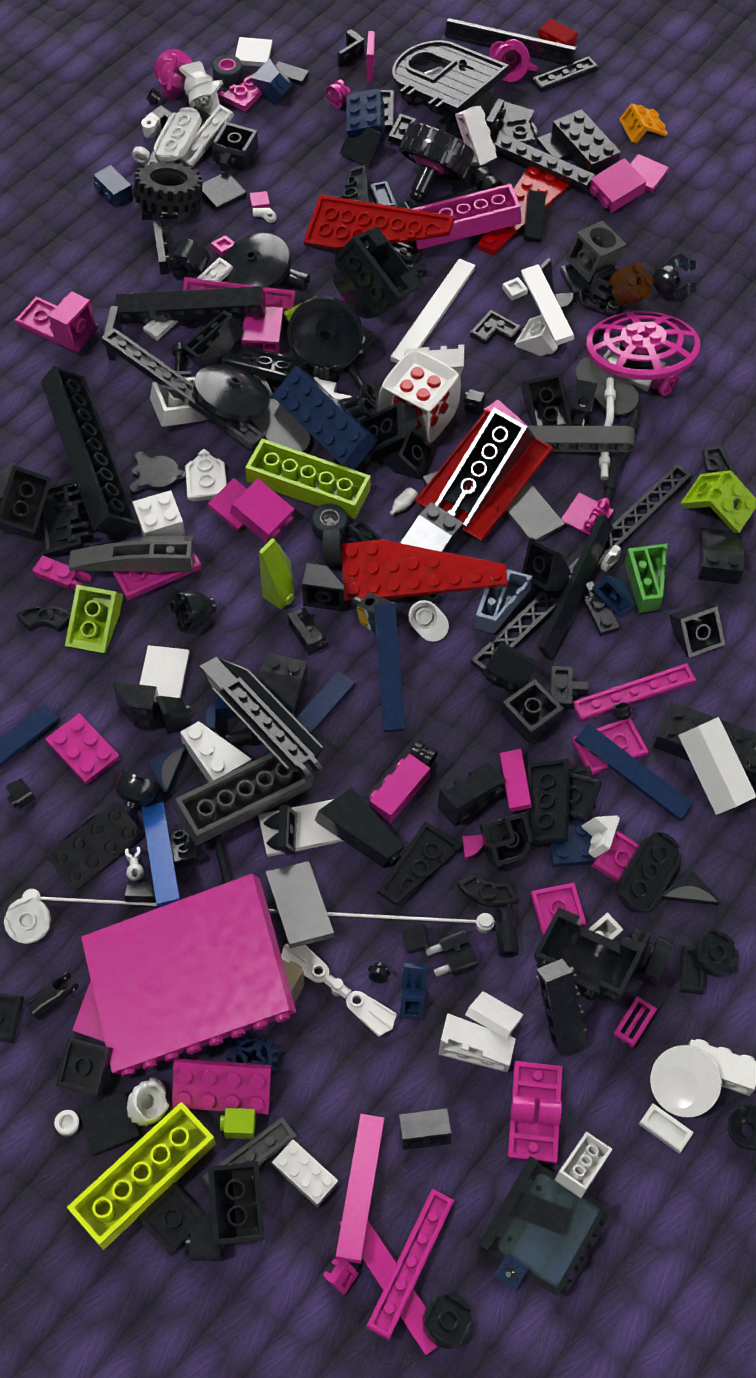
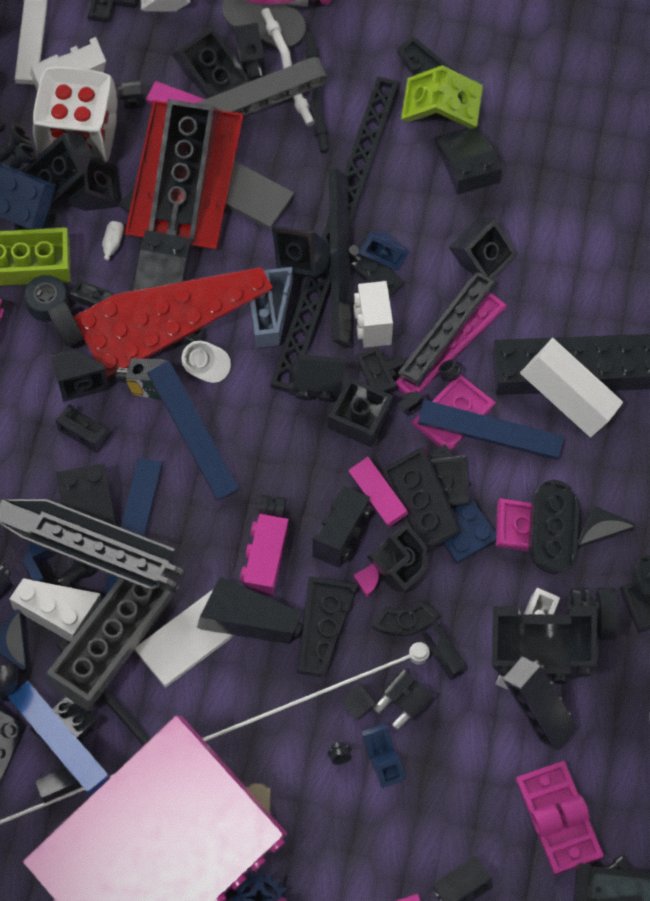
camera: 25 degrees left, 5 degrees up
(135, 870) = (36, 765): white arm -> none
(276, 575) = (25, 385): lime wedge -> none
(285, 822) = (168, 643): black tile -> none
(299, 904) = (226, 722): tile -> none
(369, 1011) = (351, 796): white piece -> none
(475, 1044) = (471, 779): white wedge -> none
(494, 1014) = (475, 741): white tile -> none
(549, 899) = (476, 603): dark pink tile -> none
(577, 722) = (411, 402): none -> black plate
(580, 640) = (373, 314): none -> white brick
(583, 1164) = (630, 846): white piece -> none
(585, 511) = (311, 171): dark pink hinge -> none
(603, 831) = (492, 507): white slope -> none
(611, 558) = (360, 210): white tile -> none
(625, 1037) = (608, 704): dark pink tile -> none
(636, 677) = (447, 329): none -> black tile
(646, 575) = (406, 215): bright green wedge -> none

